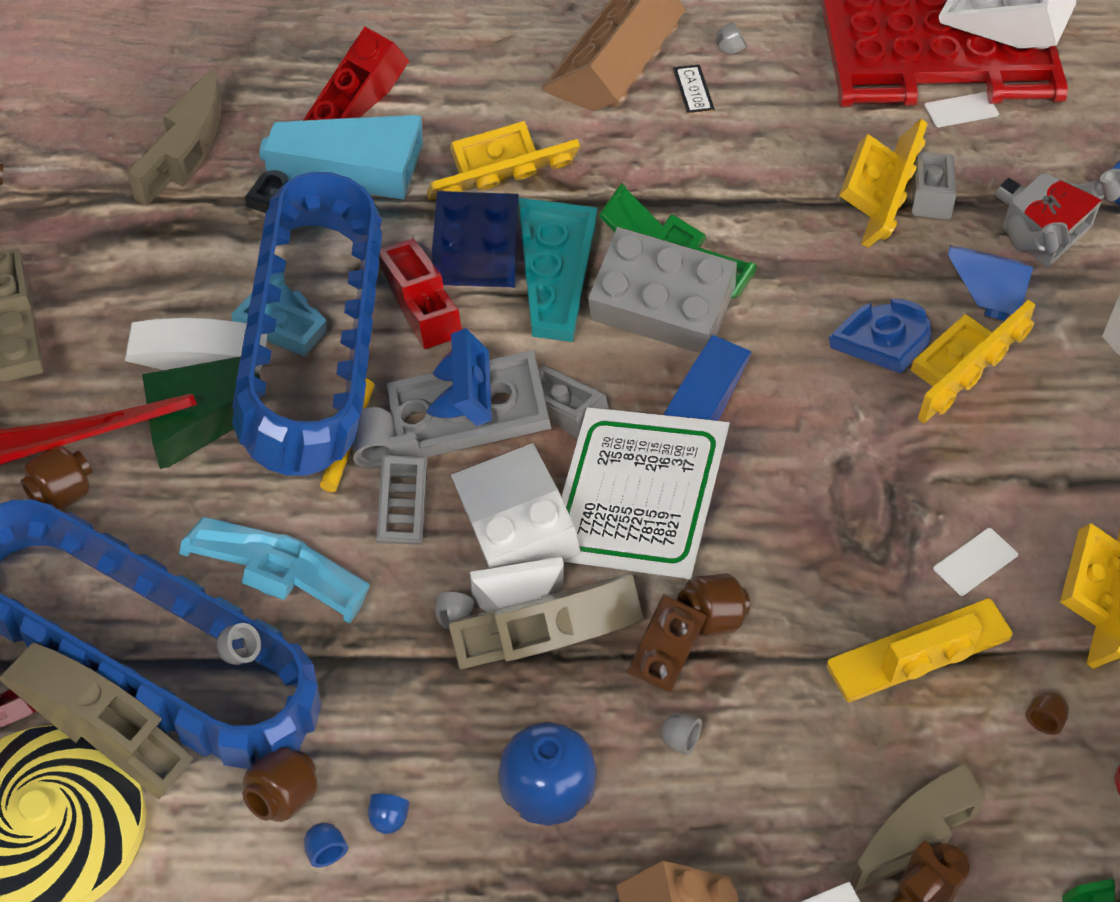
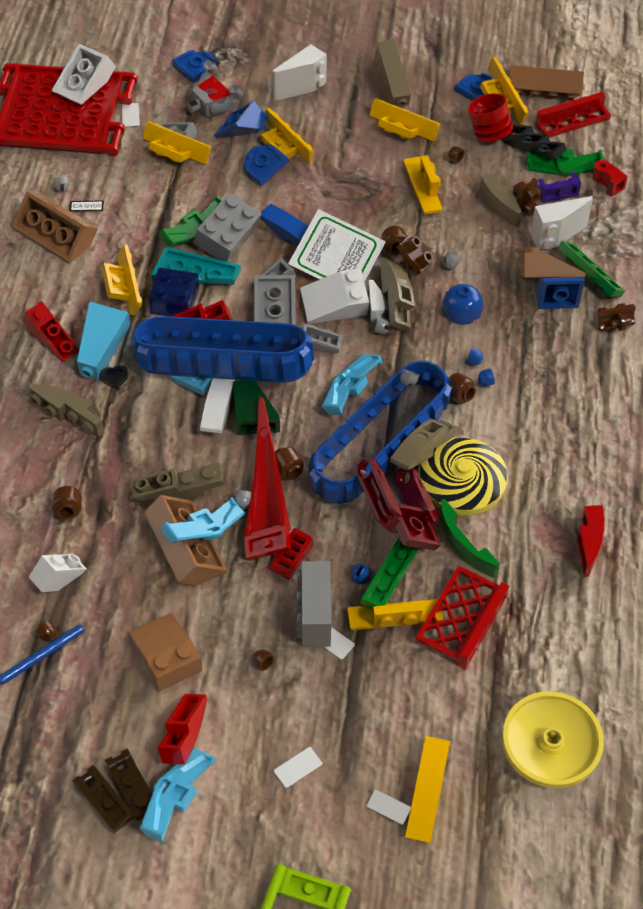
camera: 80 degrees left, 0 degrees up
(470, 373) = (279, 300): blue tile -> none
(975, 561) = (381, 162): white sticker -> none

